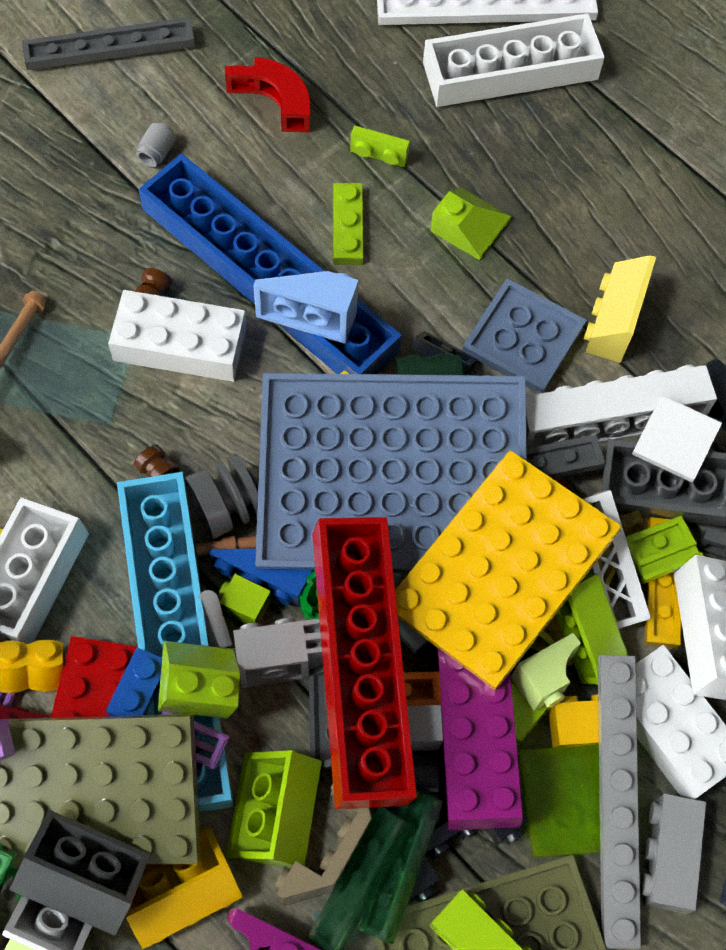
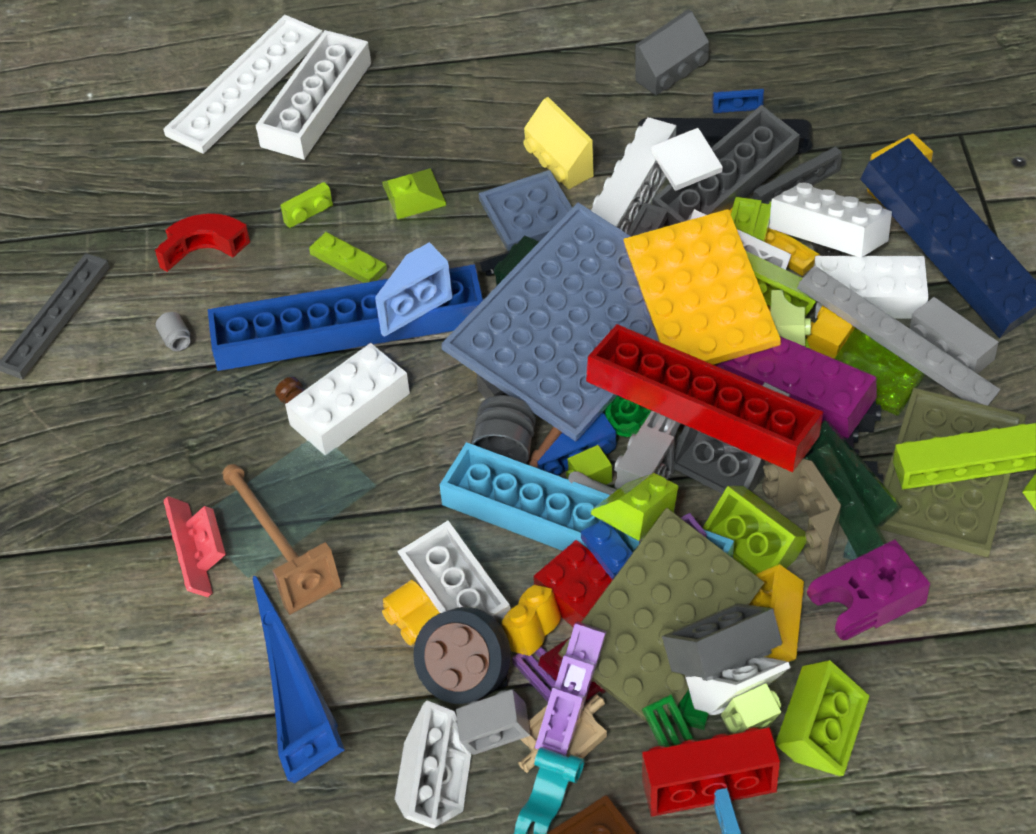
camera: 45 degrees left, 15 degrees down
(153, 462) = (437, 467): reddish brown wheel -> none

